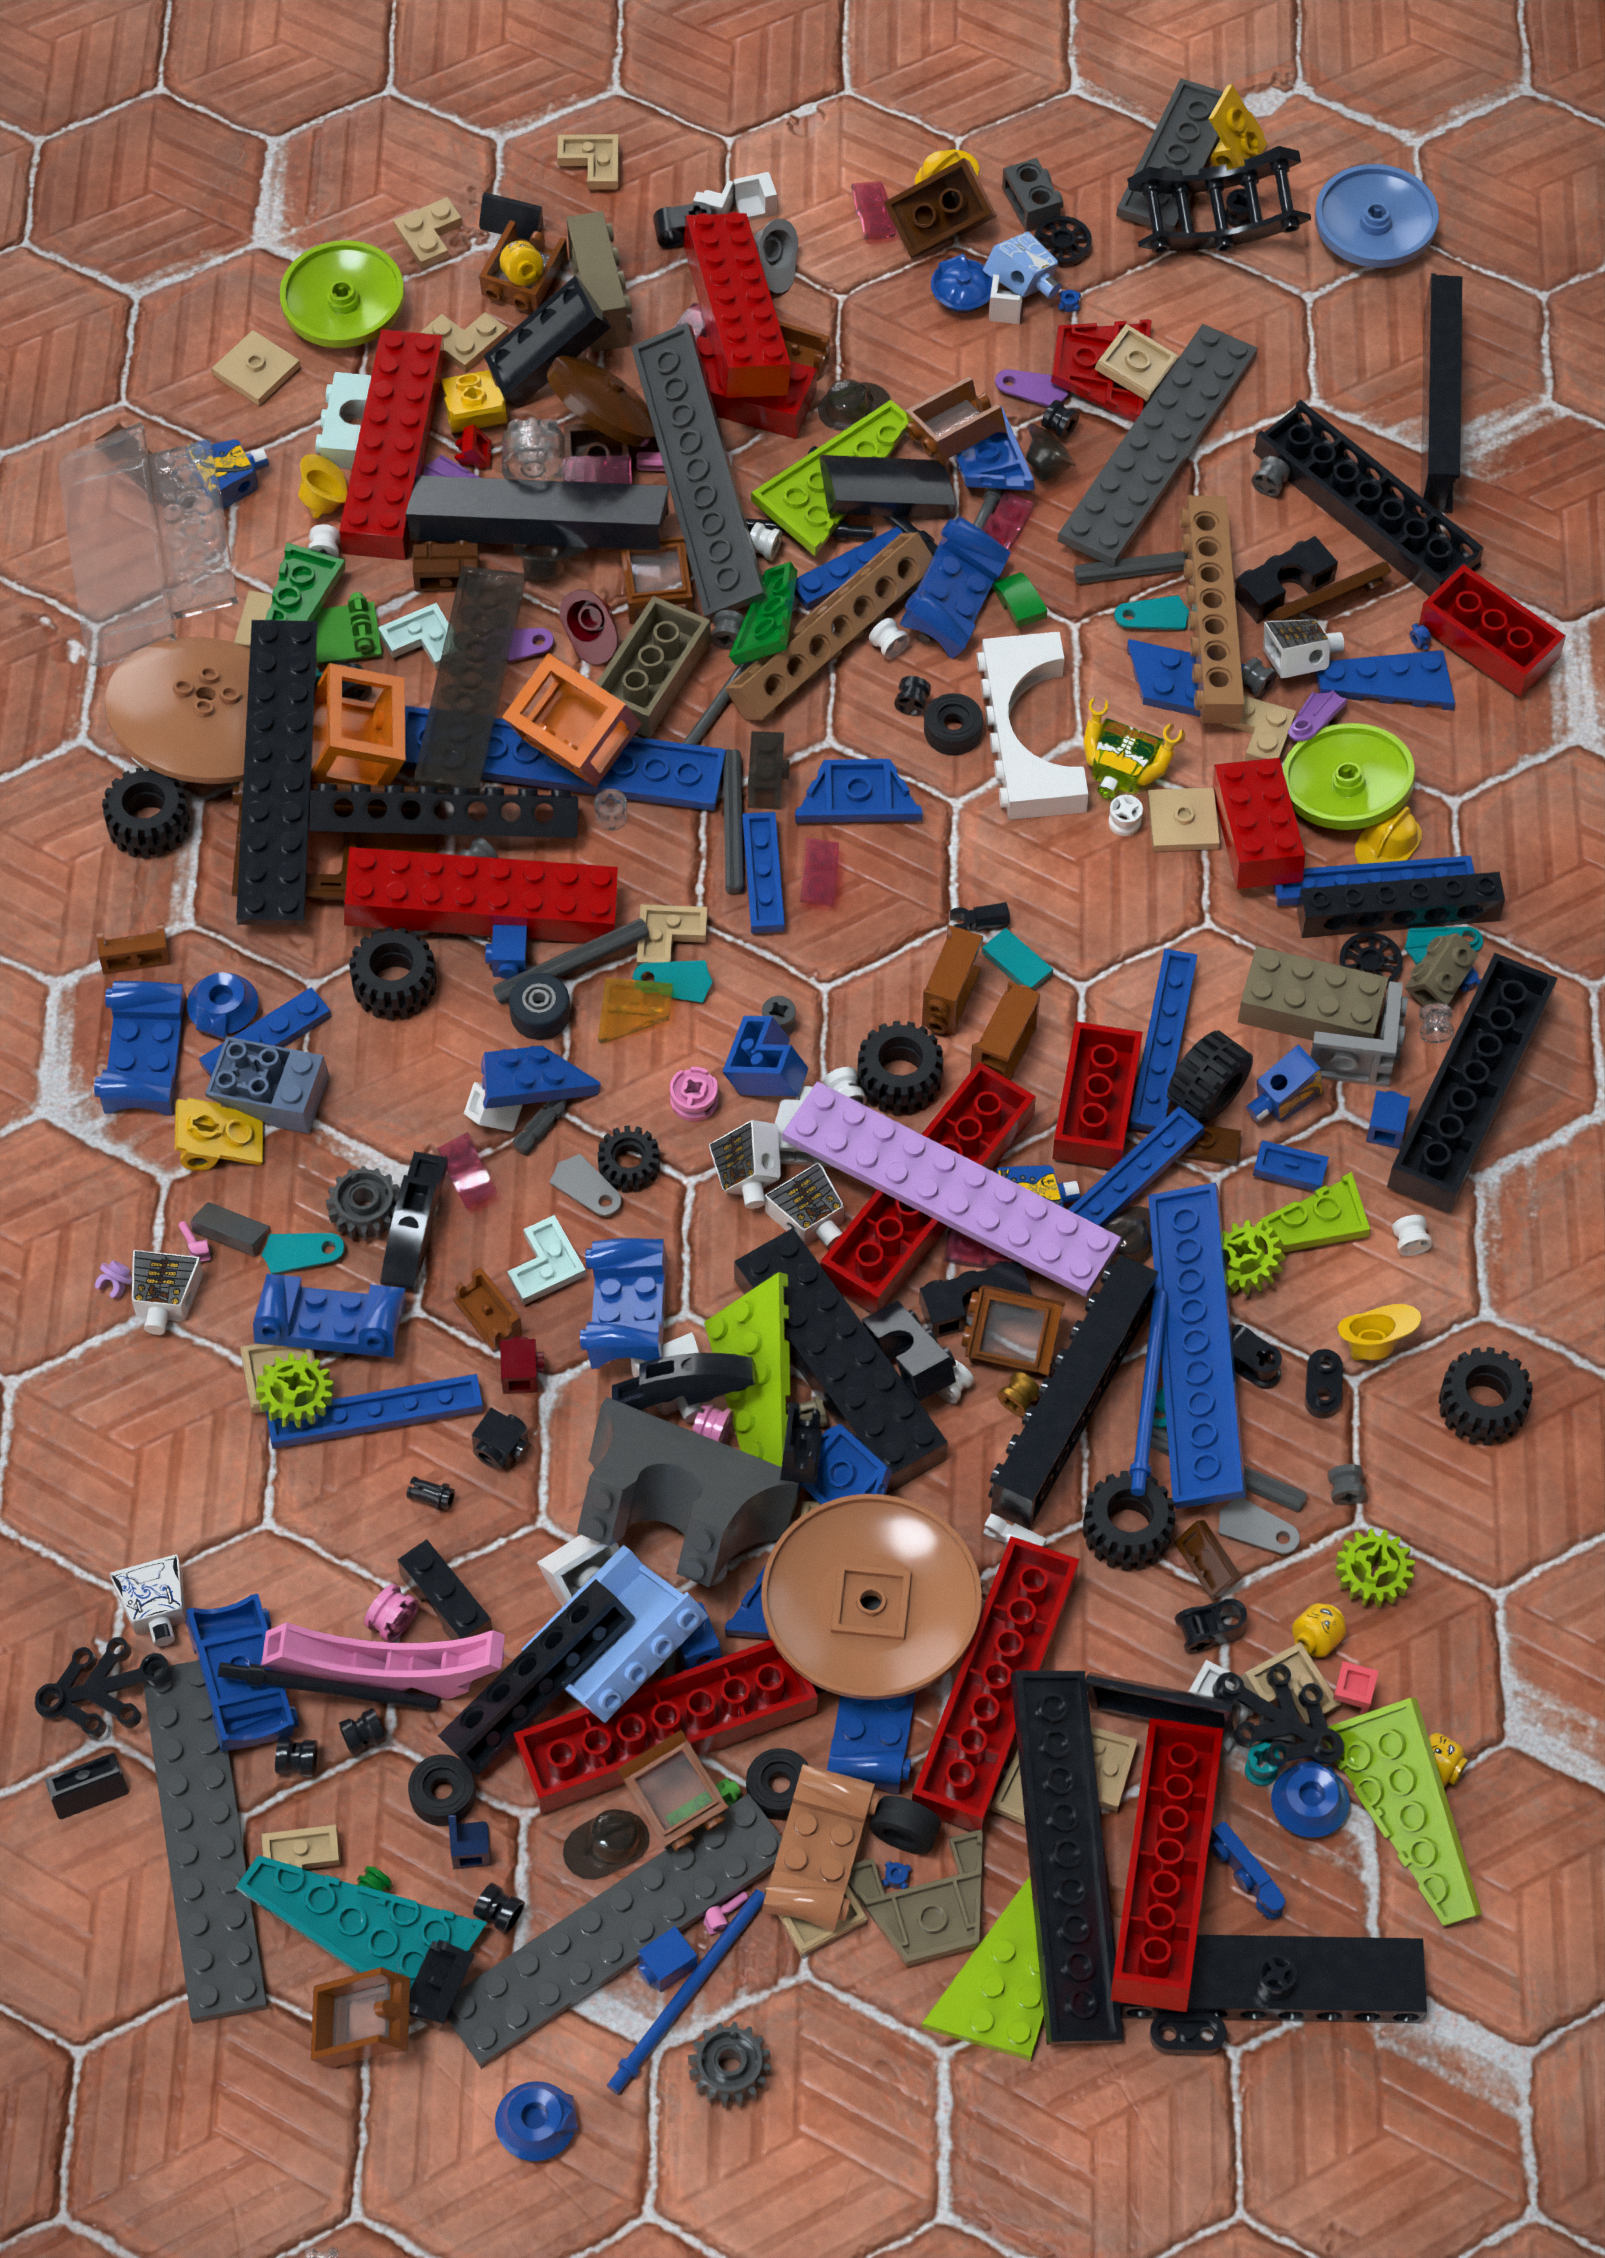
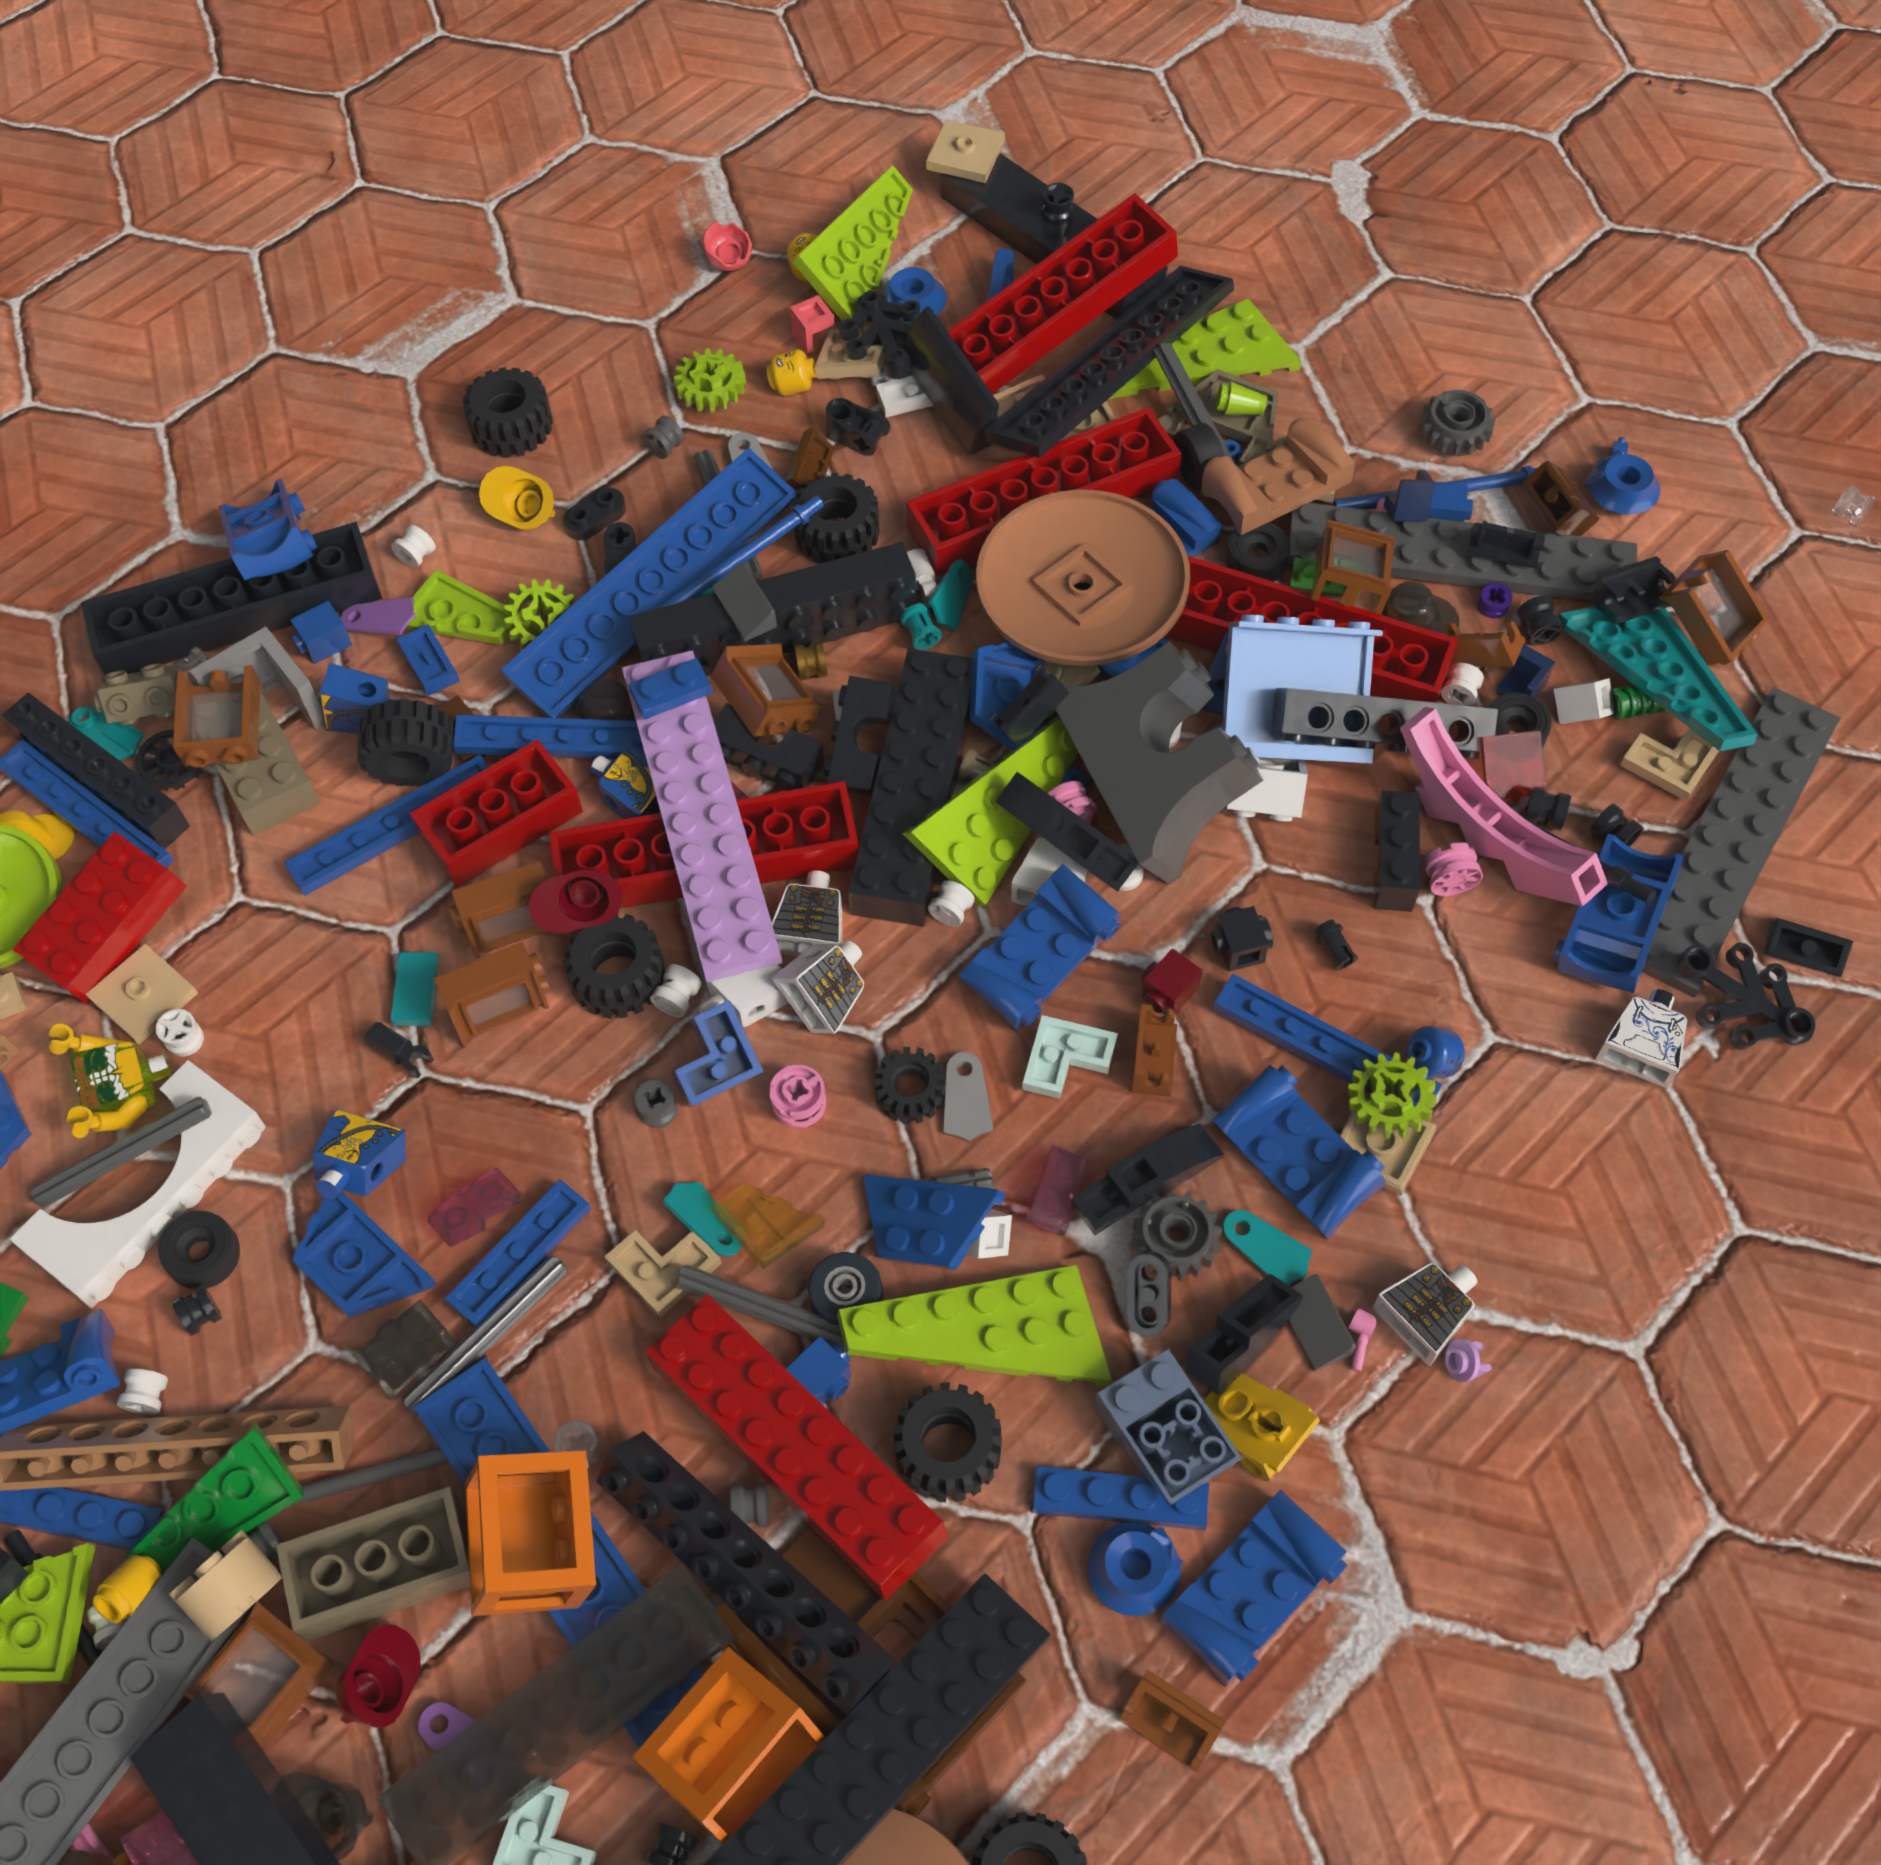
camera: 135 degrees left, 0 degrees up
(270, 1179) = (1242, 1333): none -> black slope
(293, 1458) = (1436, 1049): none -> blue head
(348, 1149) = (1148, 1291): none -> black plate
(407, 1858) = (1584, 701): none -> white panel
(415, 1743) = (1513, 763): none -> clear red piece
(420, 1065) = (996, 1326): none -> lime wing
(512, 1790) = (1462, 684): none -> white wheel
(523, 1827) = (1487, 649): none -> dark orange hinge
(545, 1897) = (1493, 591): none -> dark purple bush
(569, 2162) = (1619, 446): none -> blue piece
(572, 2041) = (1560, 500): none -> reddish brown brick
(579, 1941) = (1496, 543): none -> black hinge
(691, 1915) = (1412, 498): none -> dark blue panel
(709, 580) = (226, 1585): none -> tan brick
(722, 1293) = (951, 903): none -> white wheel
(766, 546) = (126, 1588): none -> yellow brick
(921, 831) = (356, 1154): none -> blue torso
(922, 1906) = (1239, 400): none -> lime cone
(947, 1867) = (1184, 389): none -> dark grey axle
(956, 1061) = (575, 900): none -> dark red piece
(970, 1491) = (920, 626): none -> teal bush
(973, 1529) = (951, 594): none -> teal piece
(1060, 722) = (120, 1152): none -> dark grey axle
(1060, 1238) = (670, 688): none -> blue plate
(1082, 1344) = (745, 603): none -> dark grey slope
(1342, 971) = (217, 719): none -> dark orange window
(1363, 1164) = (380, 616): none -> medium lavender piece
(1423, 1976) = (965, 151): none -> tan plate
(1513, 1129) = (267, 534): none -> blue piece
(1515, 1706) = (727, 246): none -> coral hair

